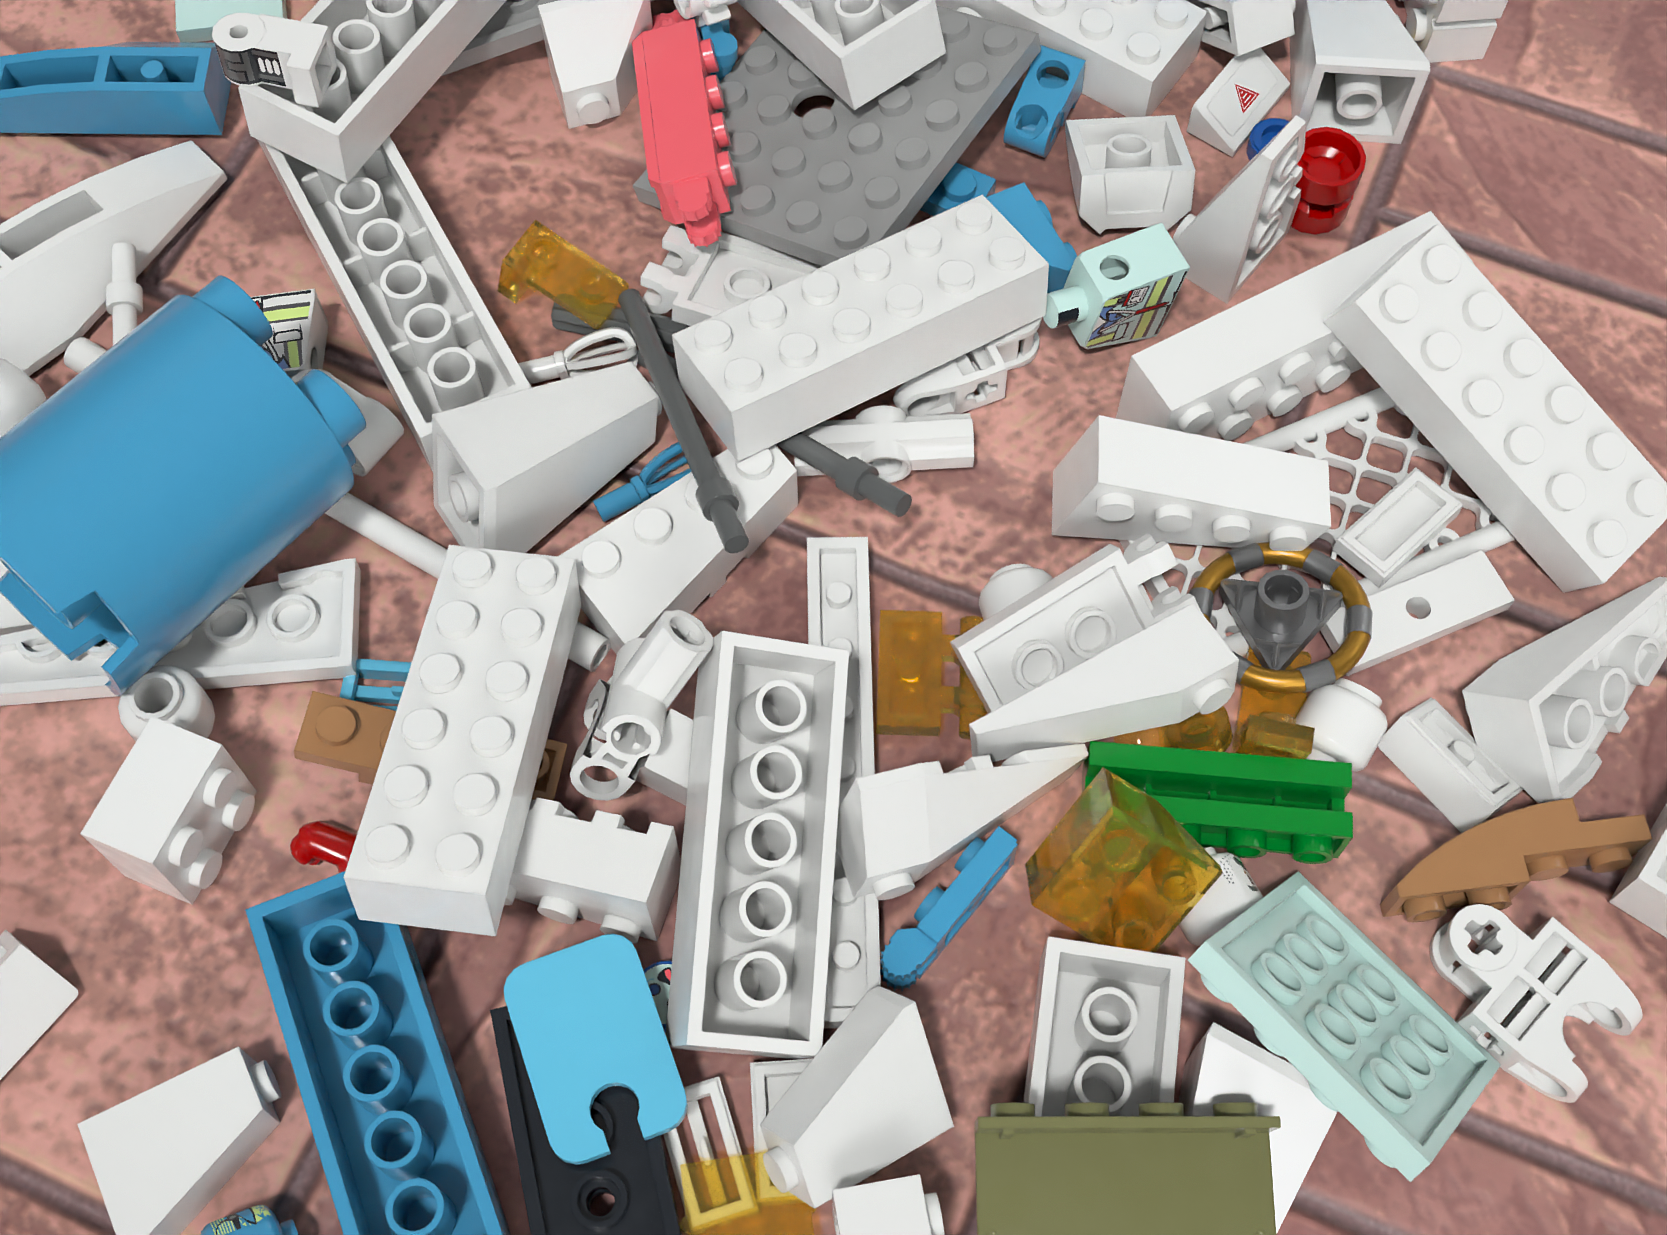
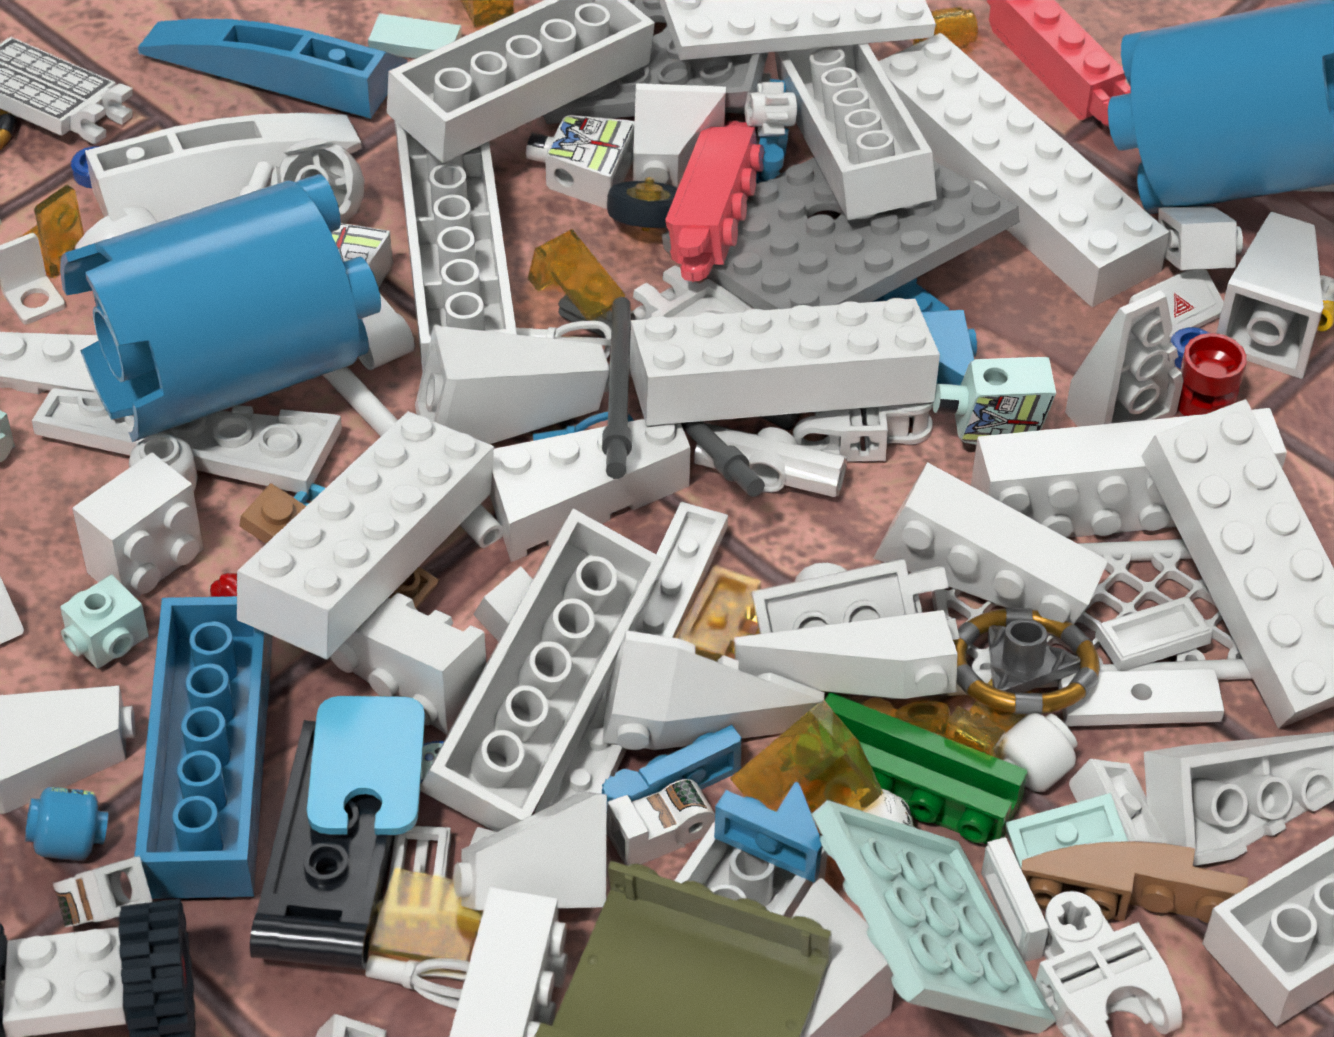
camera: 20 degrees right, 15 degrees down
(177, 955) = (103, 622): none -> light aqua brick
(195, 242) = (334, 163): none -> white cylinder
(276, 53) = (424, 55): white leg -> none
(502, 111) = (585, 156): none -> white torso
(600, 153) = (641, 203): none -> black wheel
(635, 702) = (499, 551): white connector -> none
(960, 975) = (658, 822): none -> white leg
(1044, 102) = (1012, 264): dark azure leg -> none
(1130, 171) = (1054, 326): white slope -> none
(1148, 980) = (779, 837): none -> dark azure slope
(1396, 929) = (1014, 900): none -> white tile
(1418, 824) = (1066, 826): none -> light aqua plate

